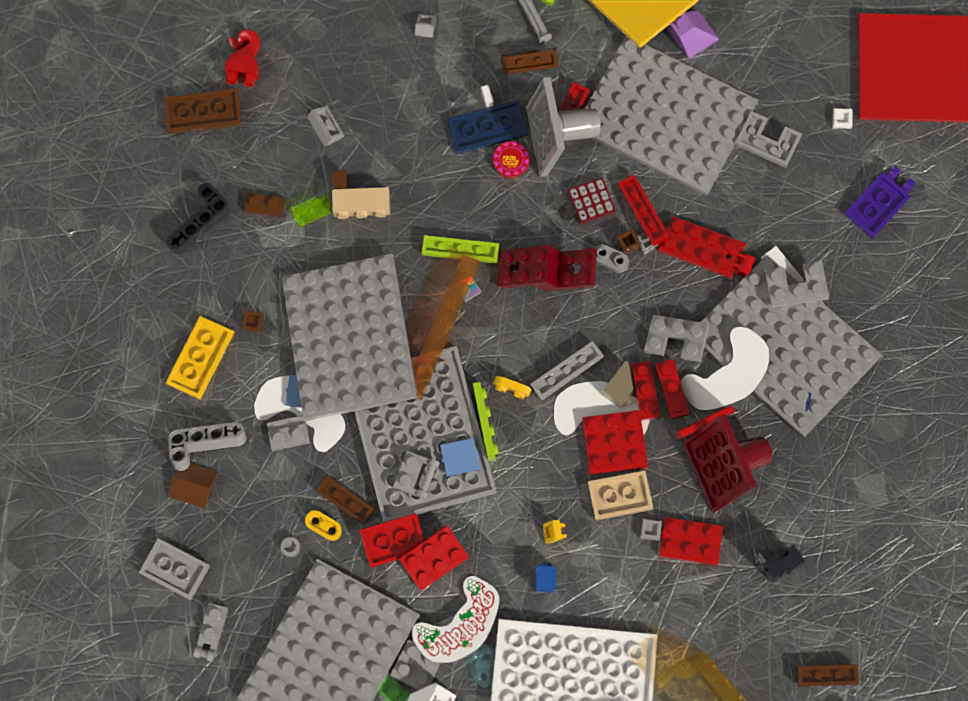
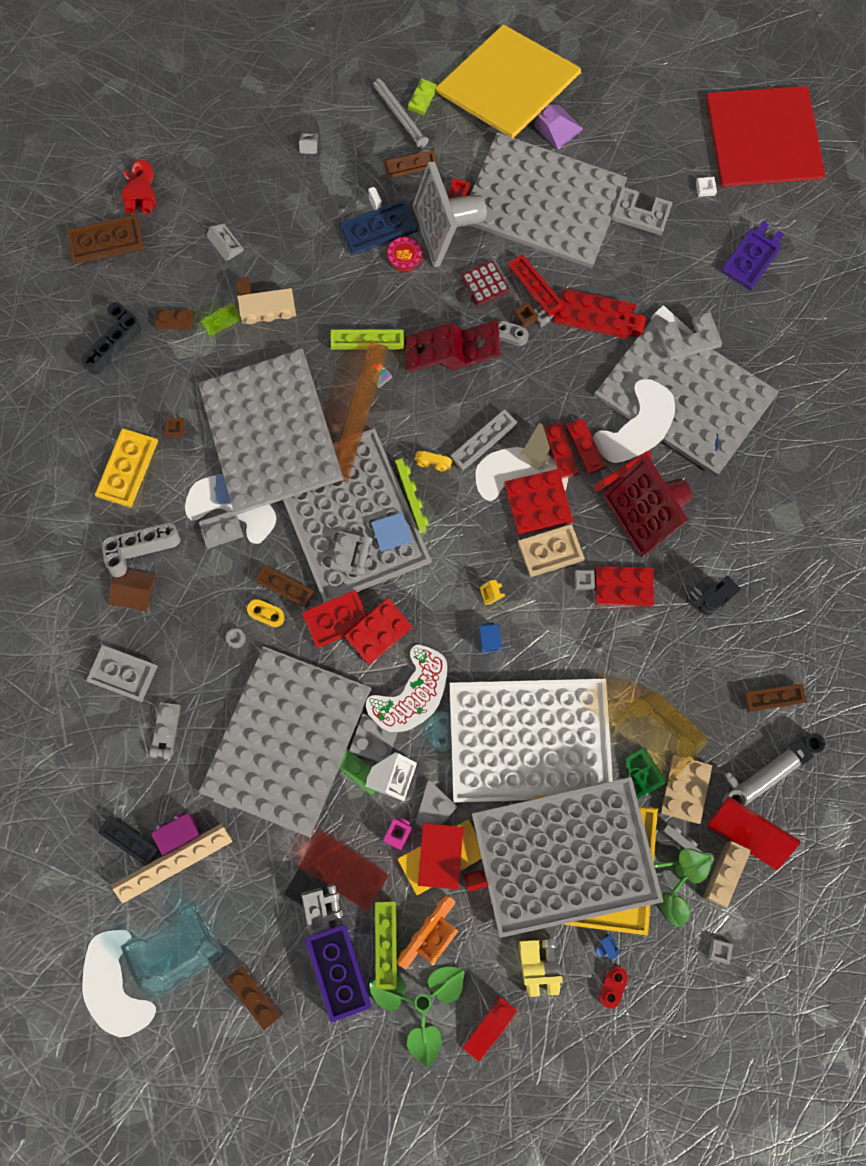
camera: 15 degrees left, 0 degrees up
(689, 331) = (596, 390): light grey plate -> none

